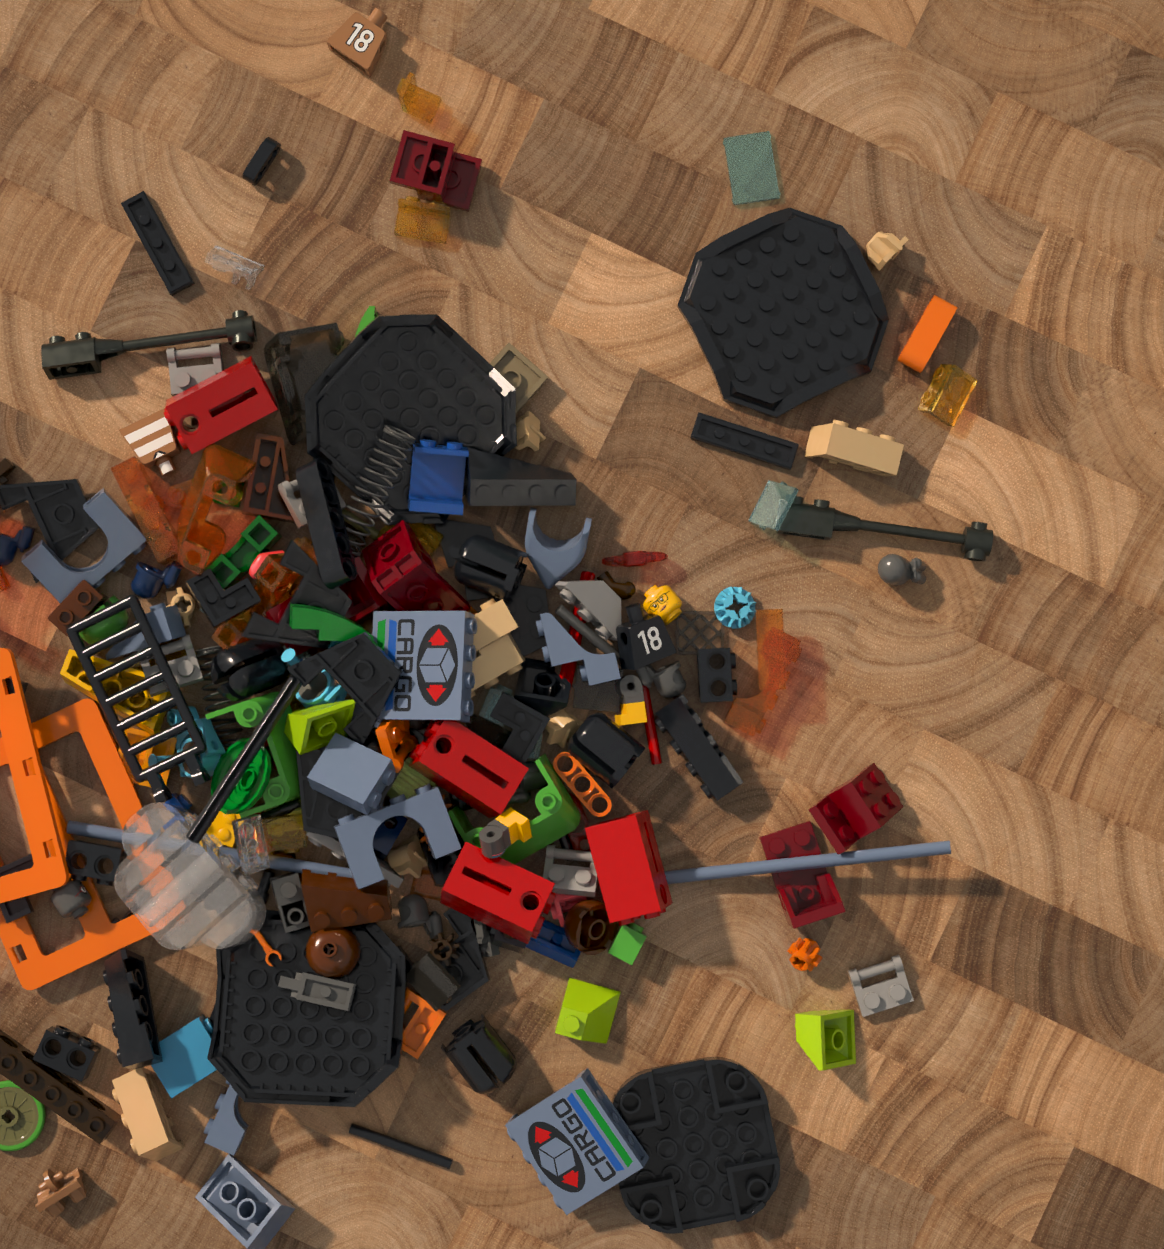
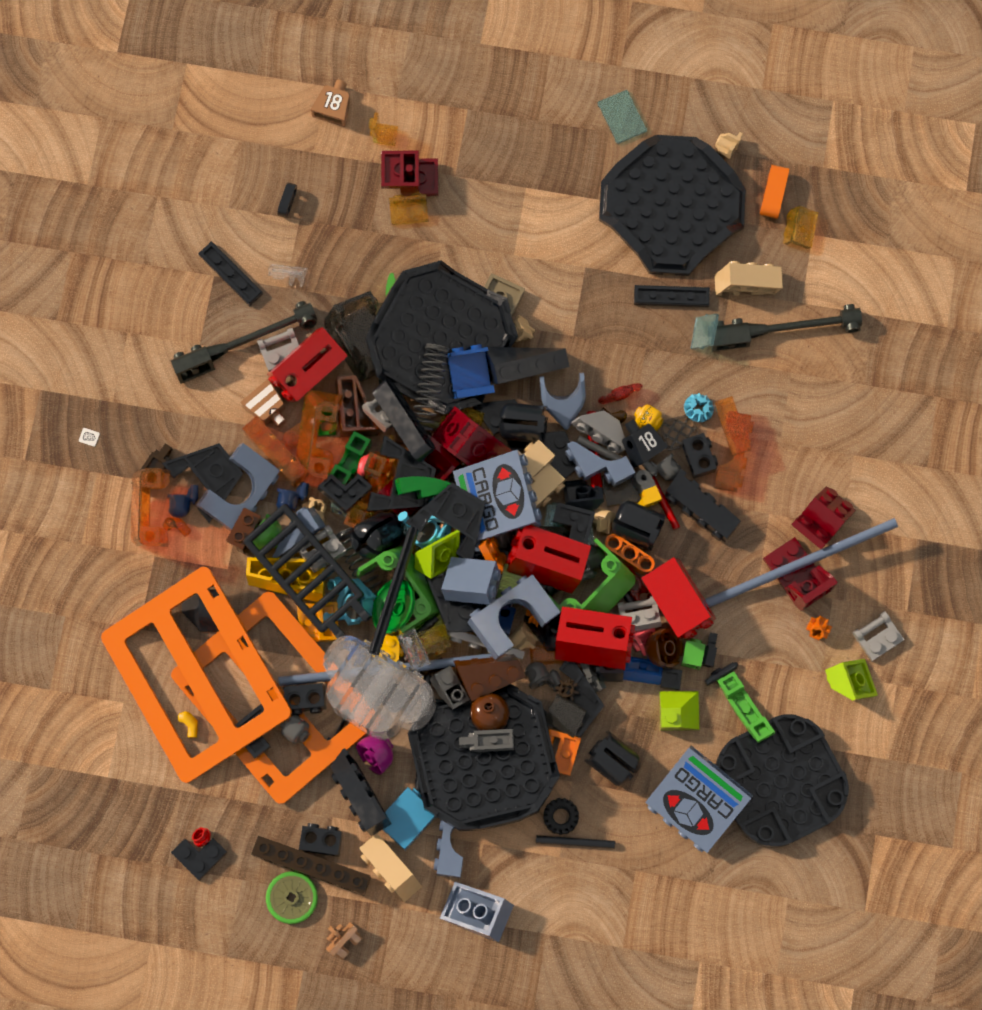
camera: 10 degrees left, 10 degrees down
(173, 965) = (377, 753): none -> magenta cylinder
(267, 948) = (444, 725): orange hand -> none
(374, 1108) = (561, 804): none -> black tyre
(504, 832) = (587, 592): leg -> none
(589, 966) = (671, 679): none -> black tile
(651, 943) = (710, 651): none -> black bar
(655, 976) = (720, 673): none -> black piece
(675, 1035) = (745, 708): none -> bright green slope
(898, 570) = (802, 352): dark grey piece -> none

